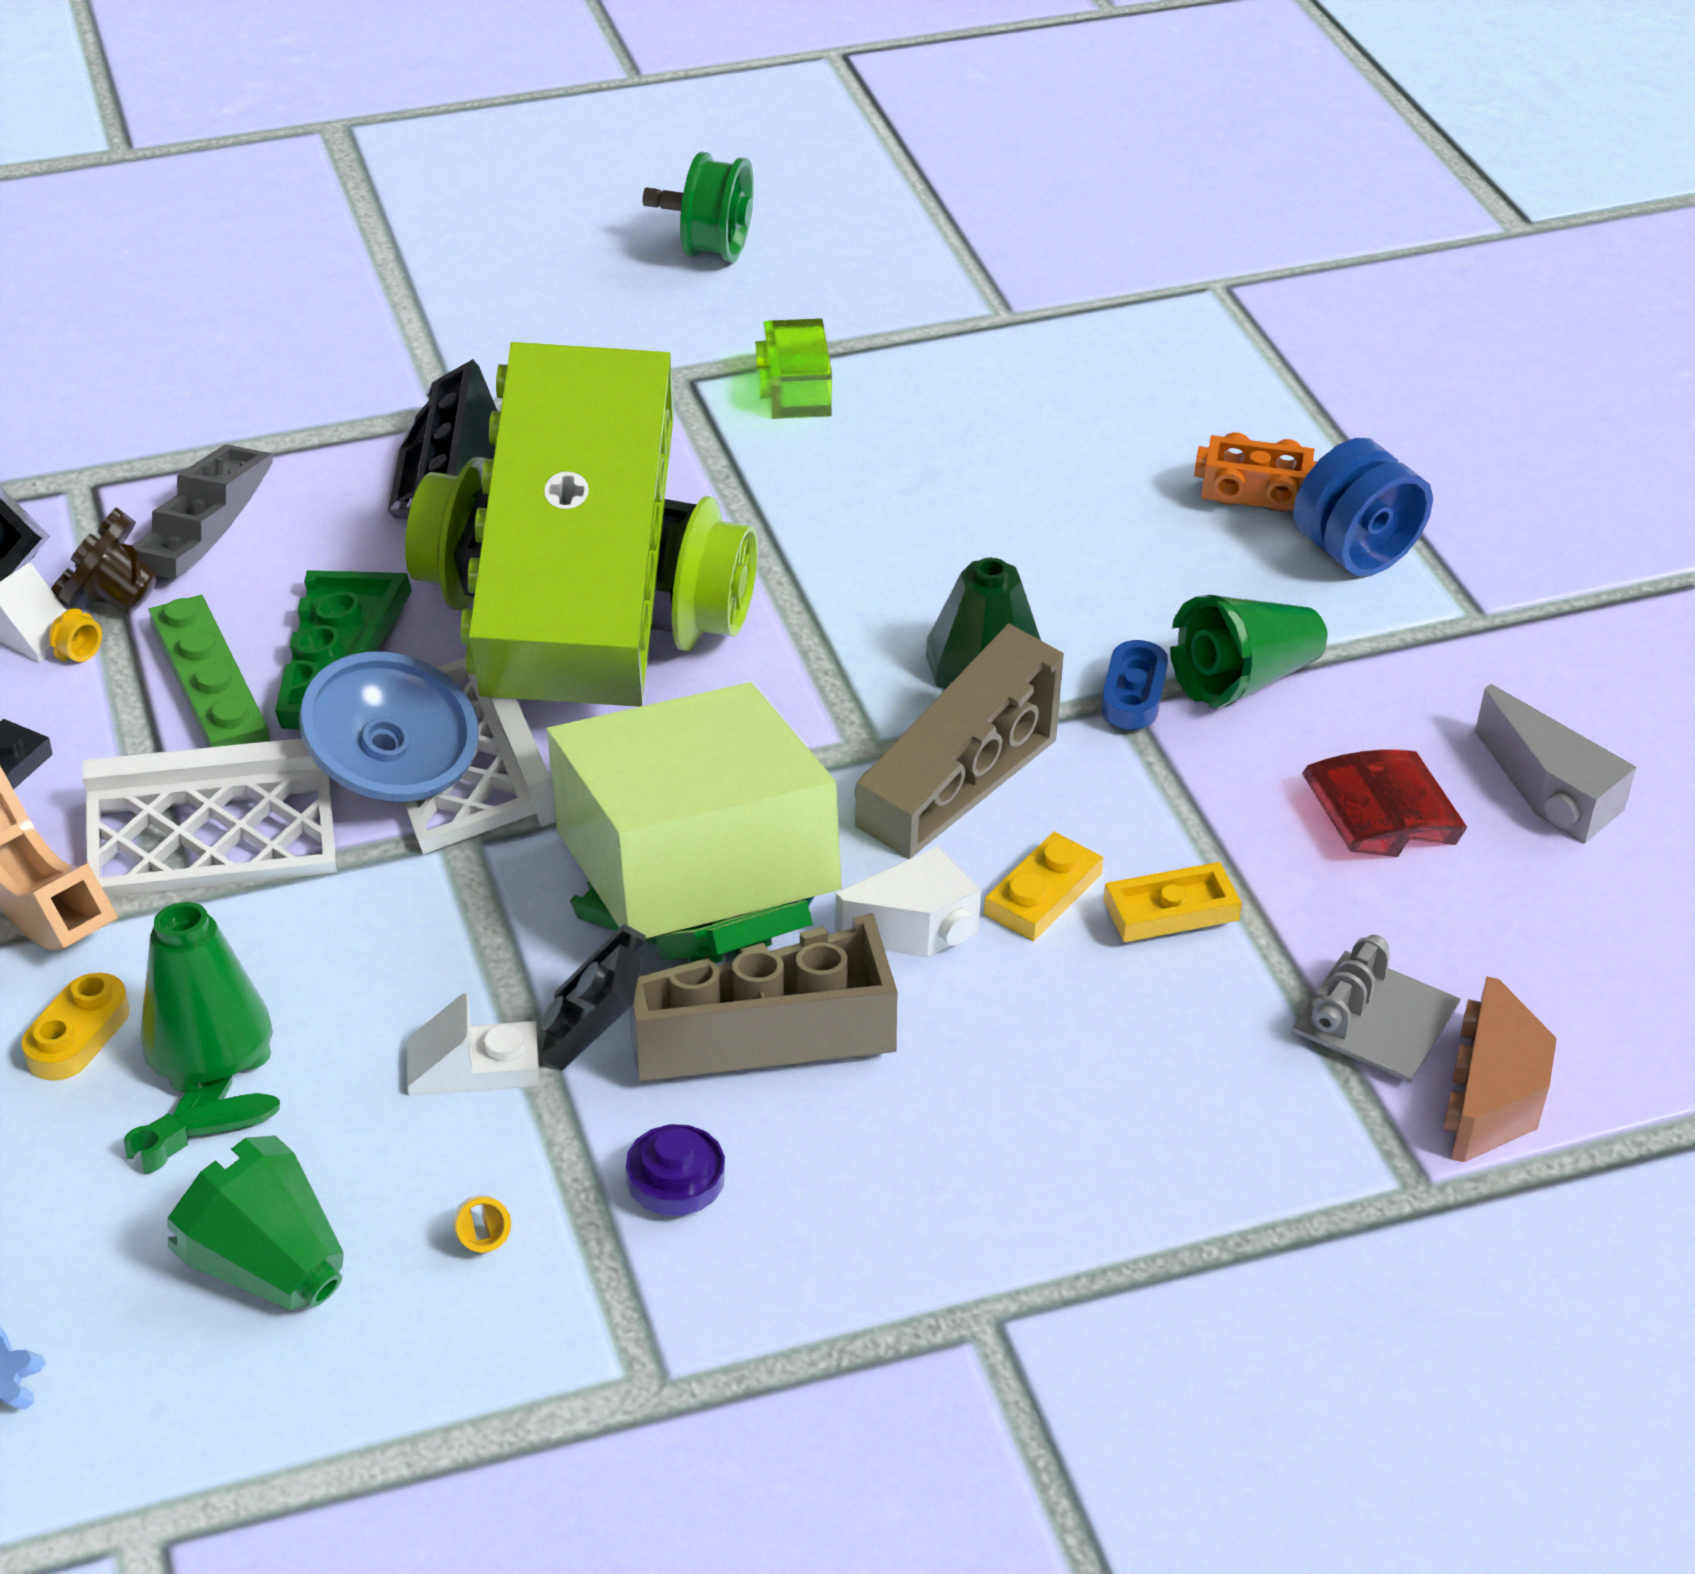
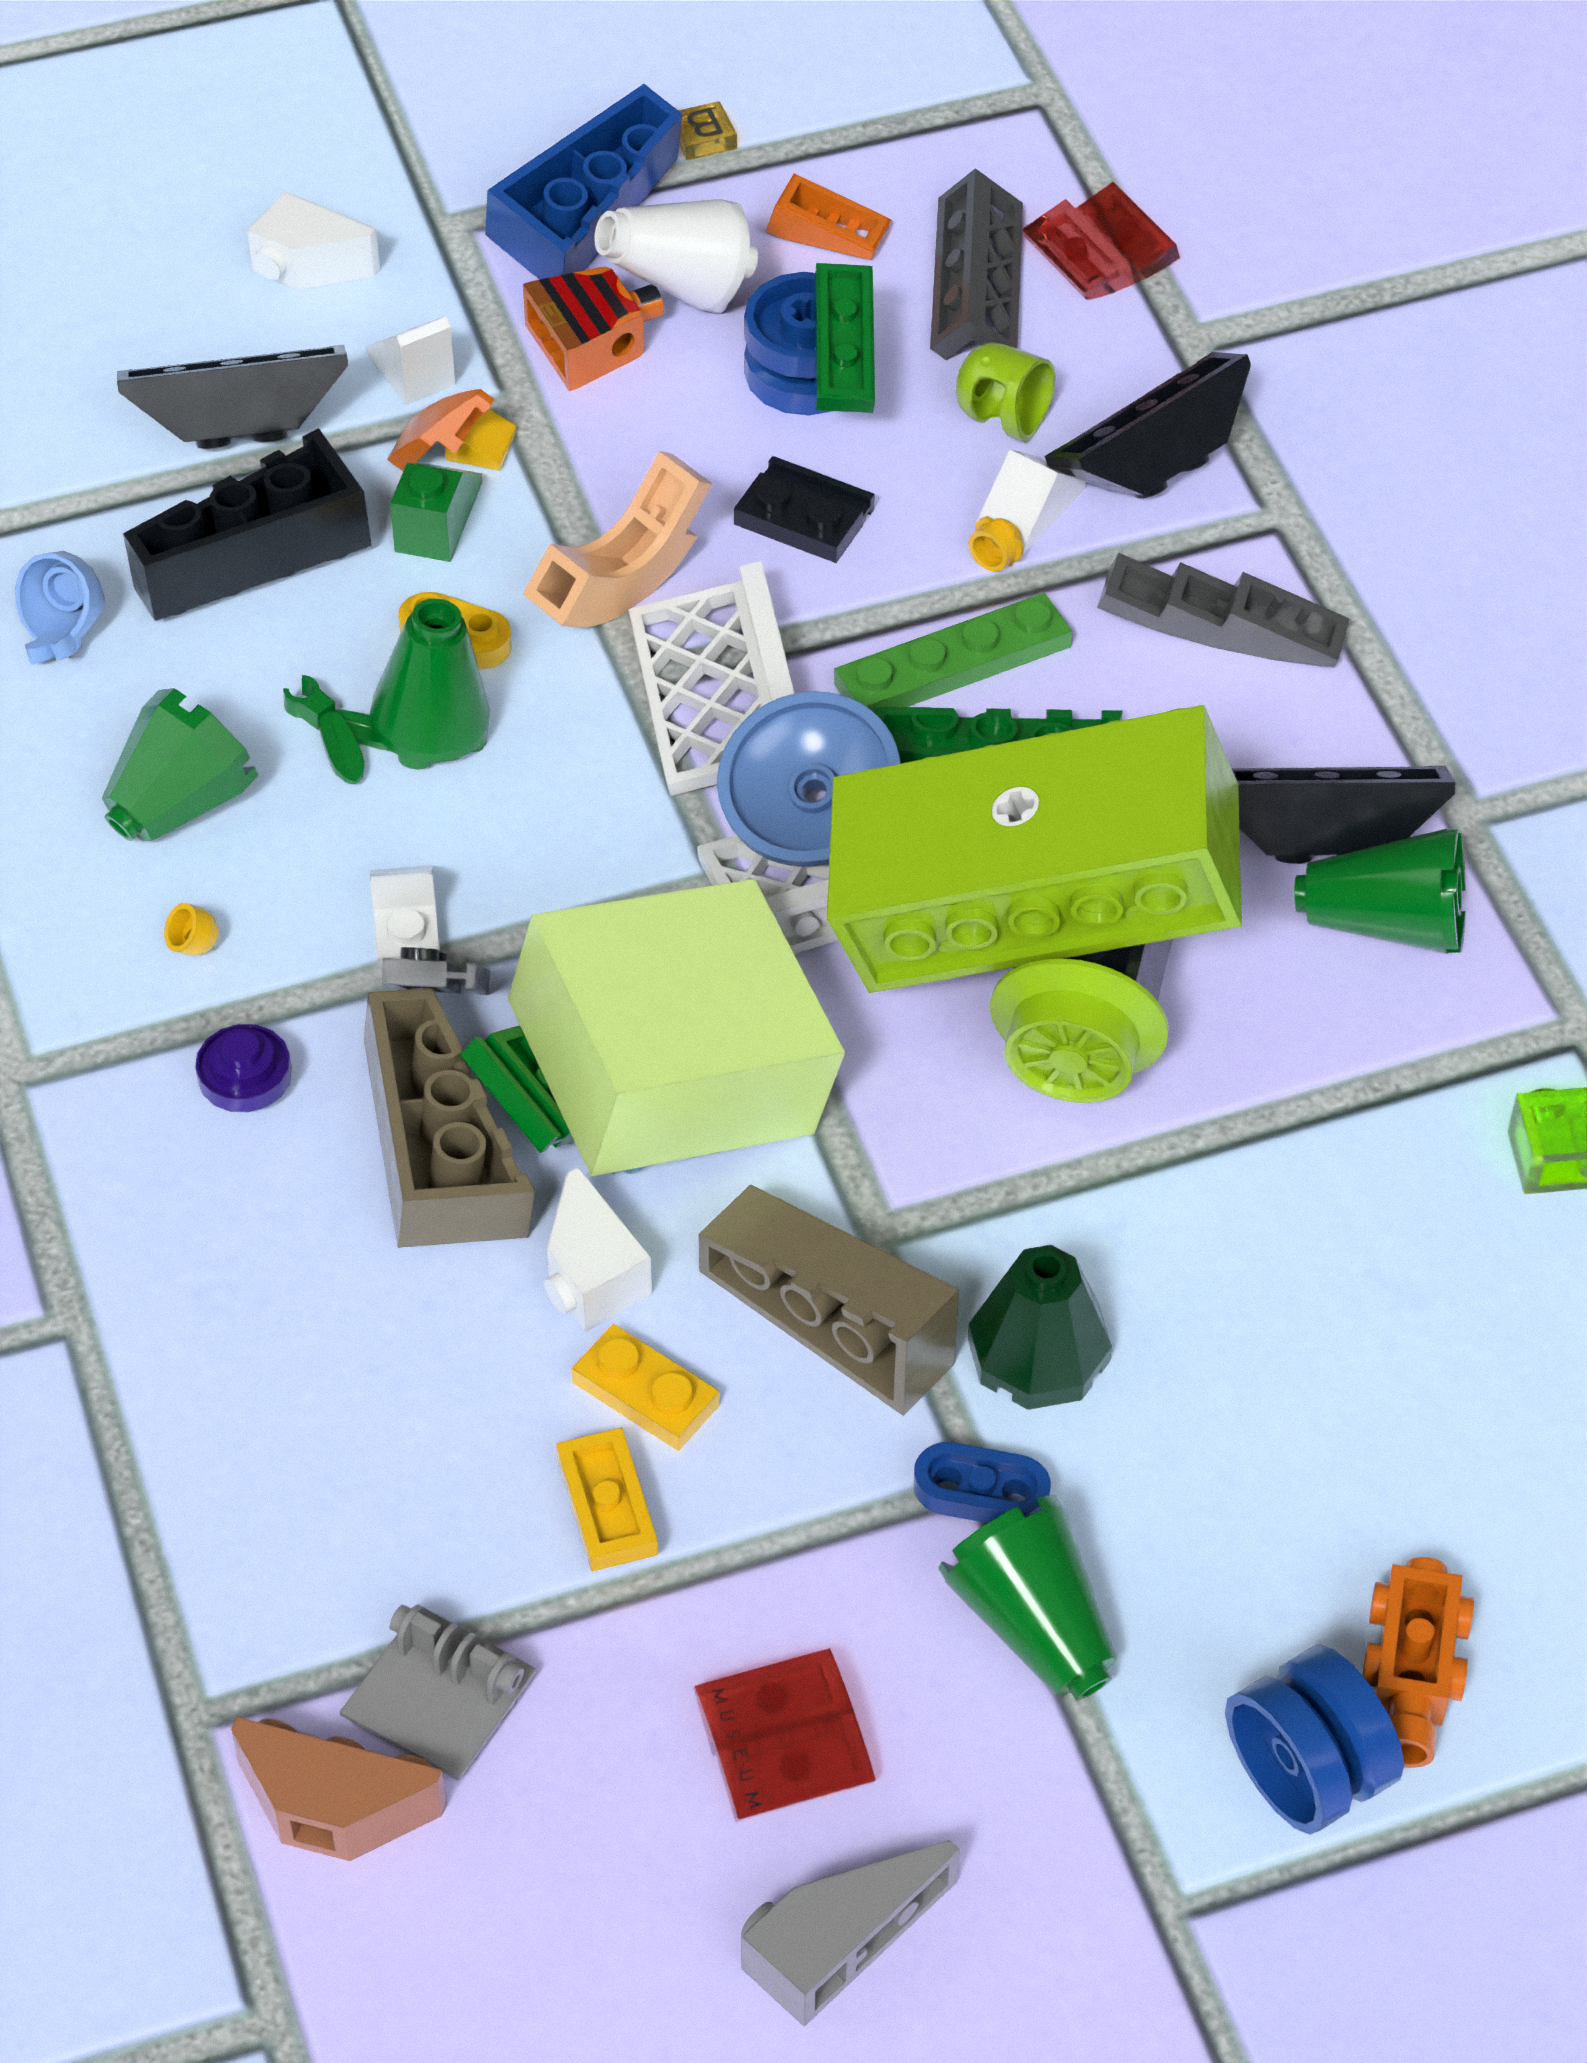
camera: 90 degrees right, 10 degrees up
(107, 568) = (1082, 541): dark brown plate -> none

